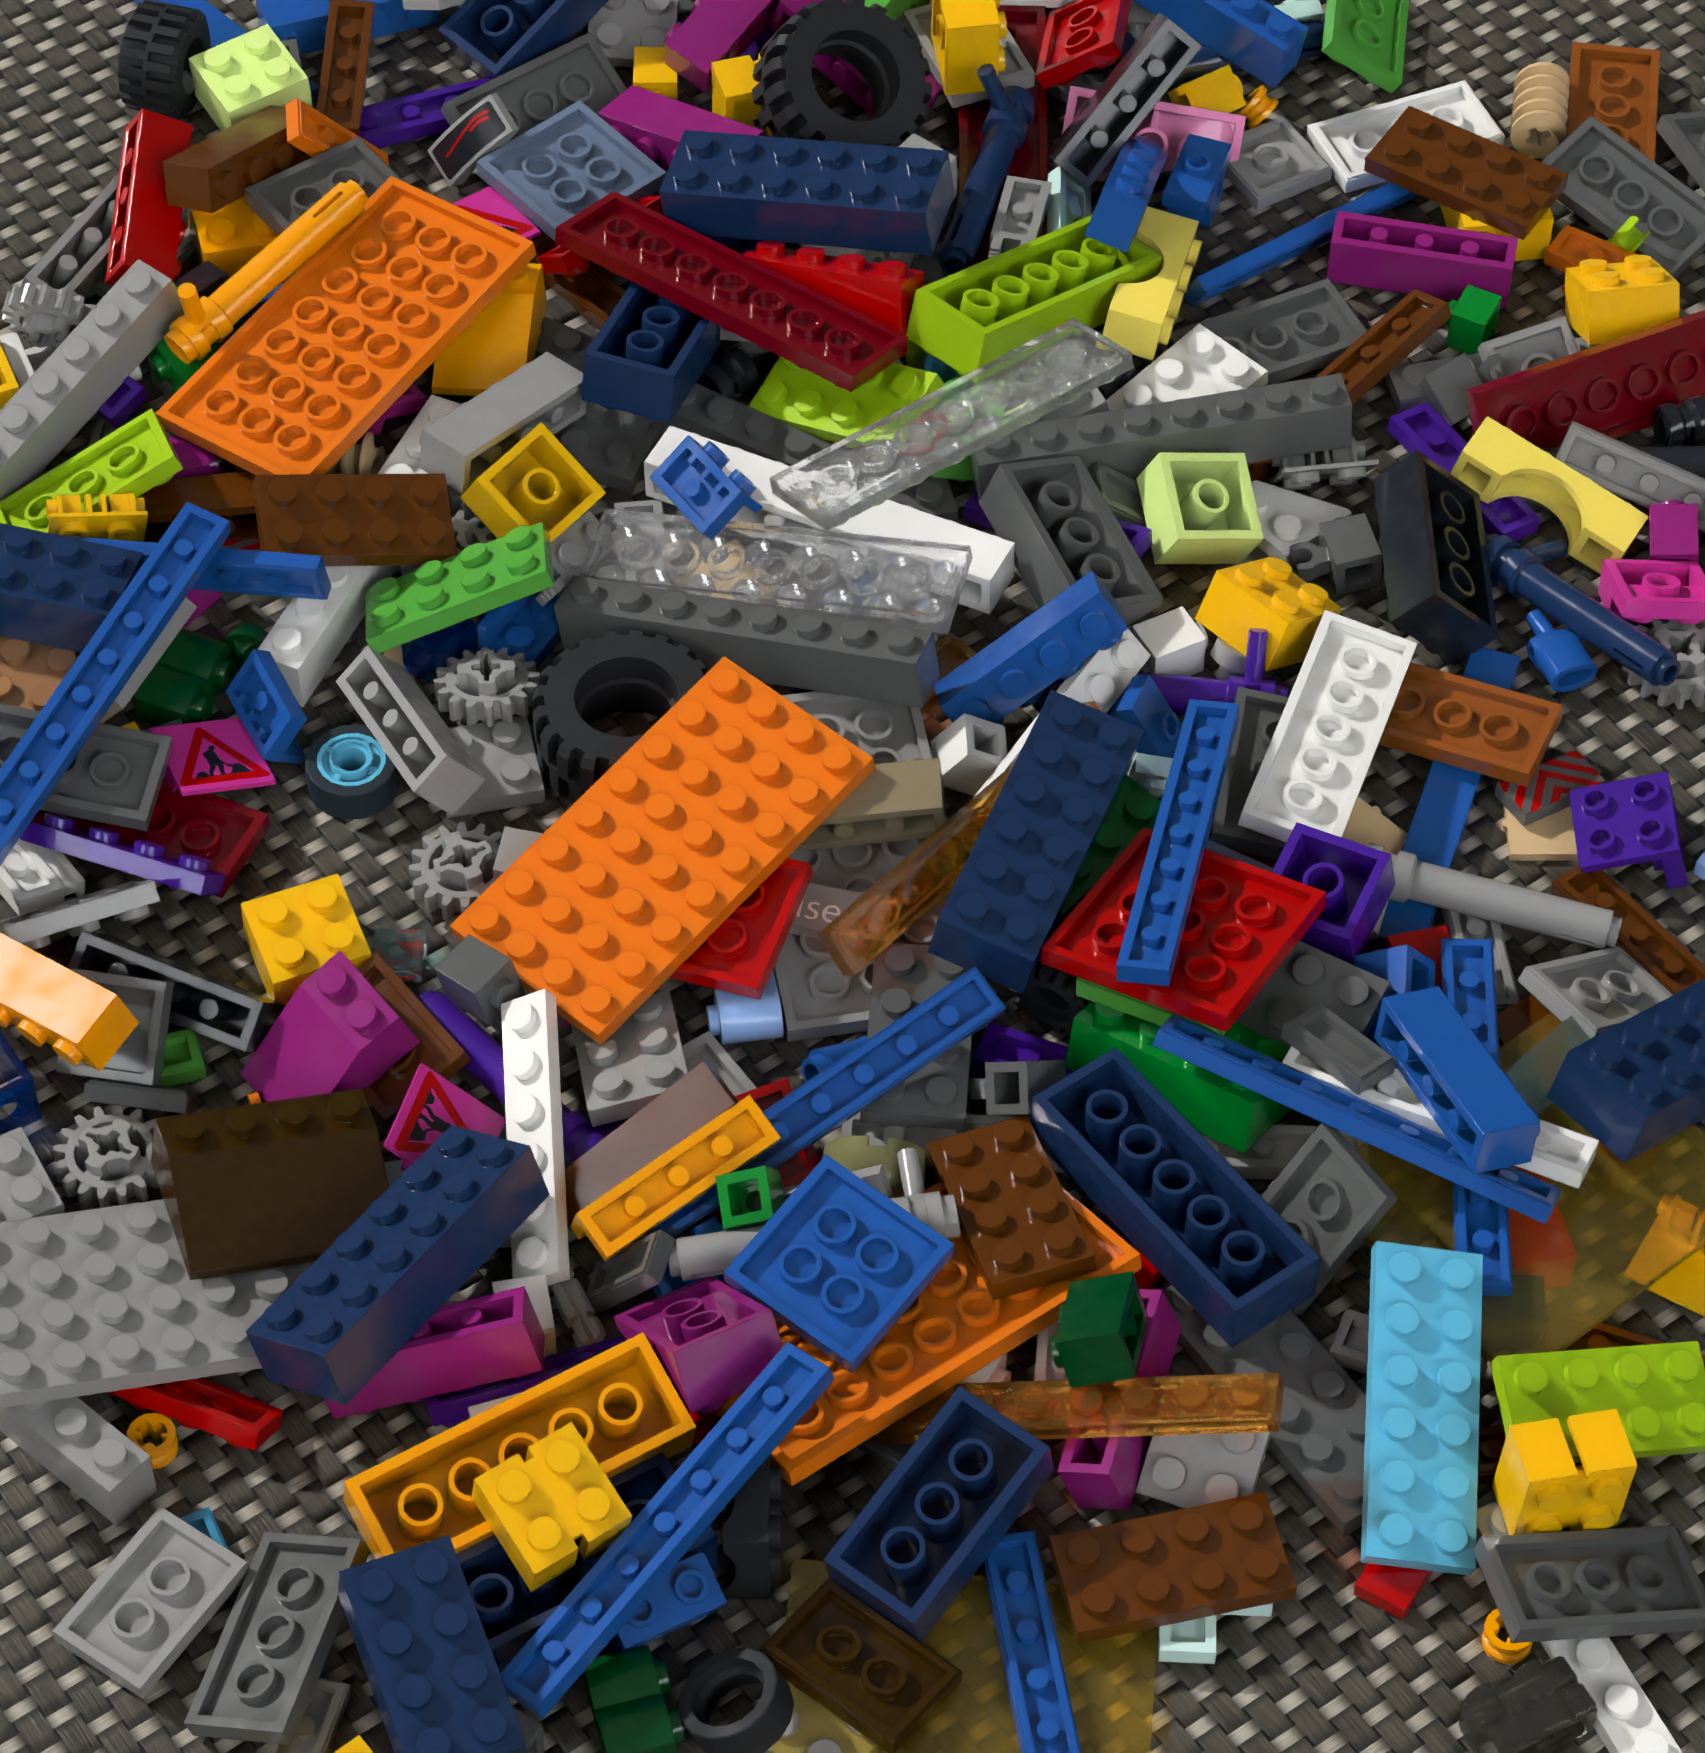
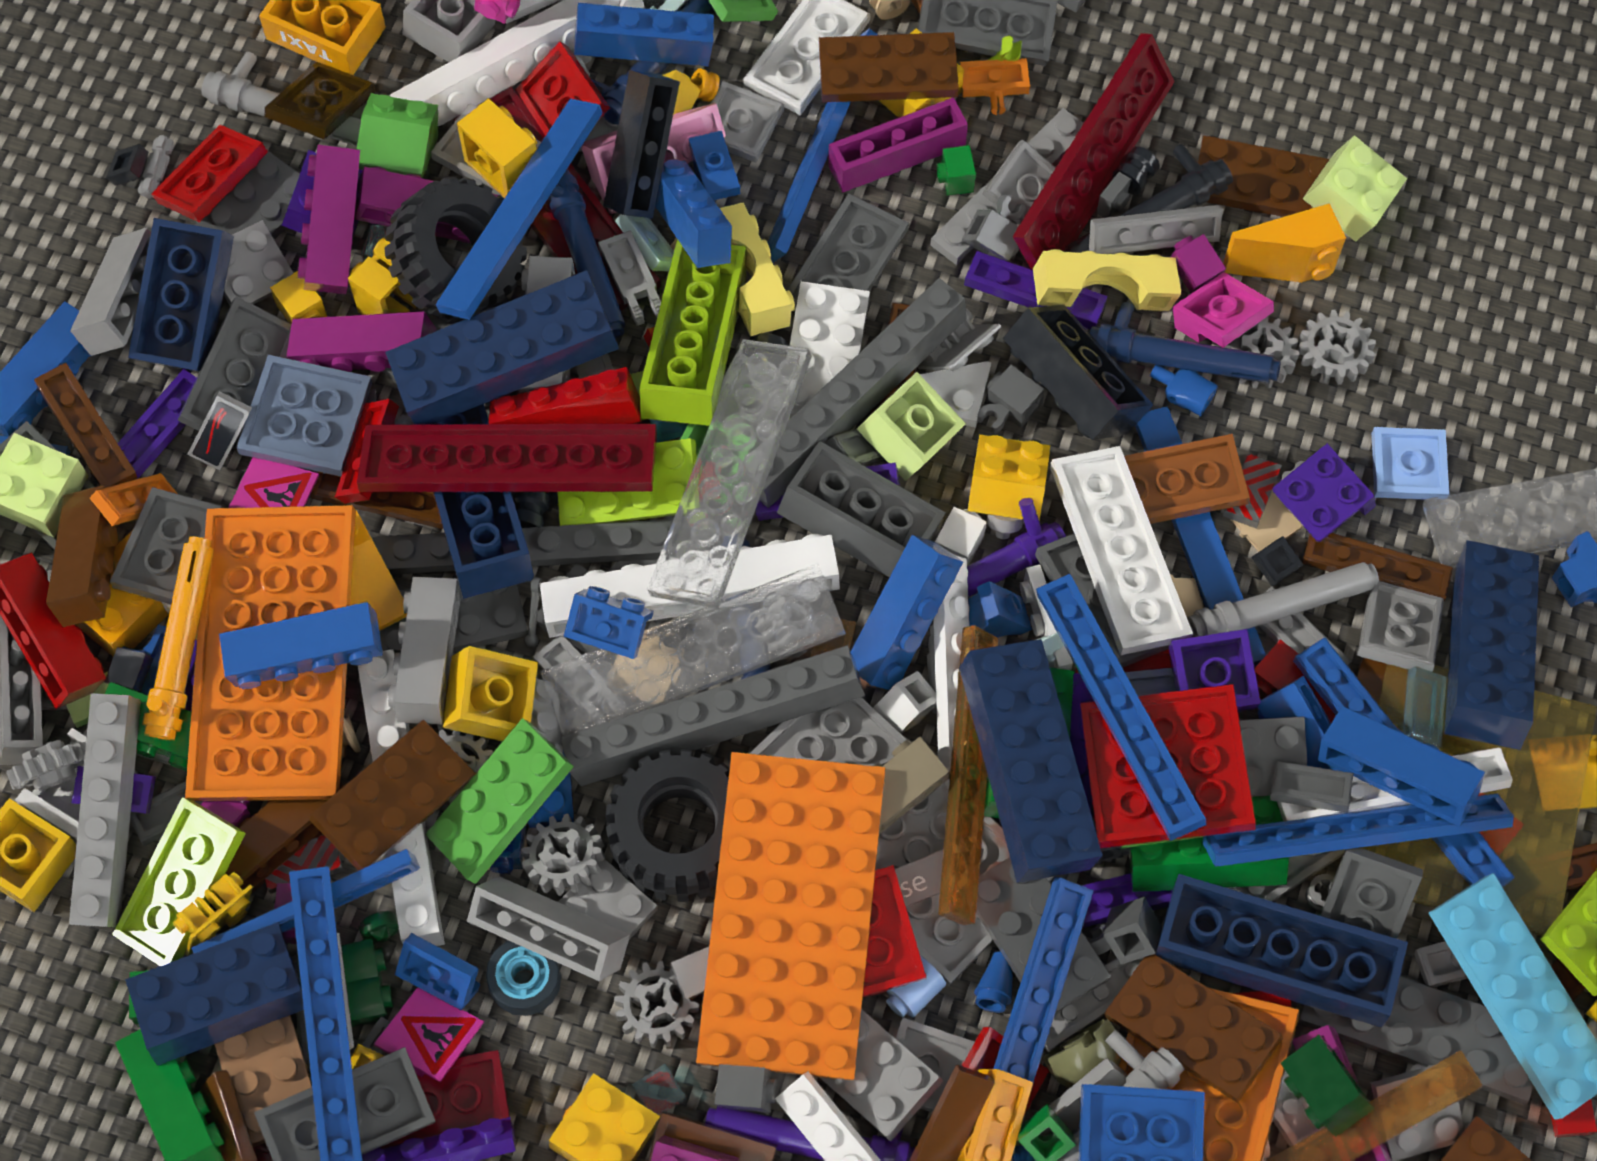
camera: 35 degrees left, 15 degrees up
(375, 329) = (301, 645): none -> blue brick
(630, 493) = (531, 640): none -> dark grey hinge
(933, 76) = (519, 209): none -> blue tile
(1388, 342) = (921, 236): reddish brown plate -> none
(1520, 864) = (1277, 561): none -> black tile
(1619, 297) = (1043, 104): yellow brick -> none
(1636, 427) = (1114, 196): none -> dark grey plate

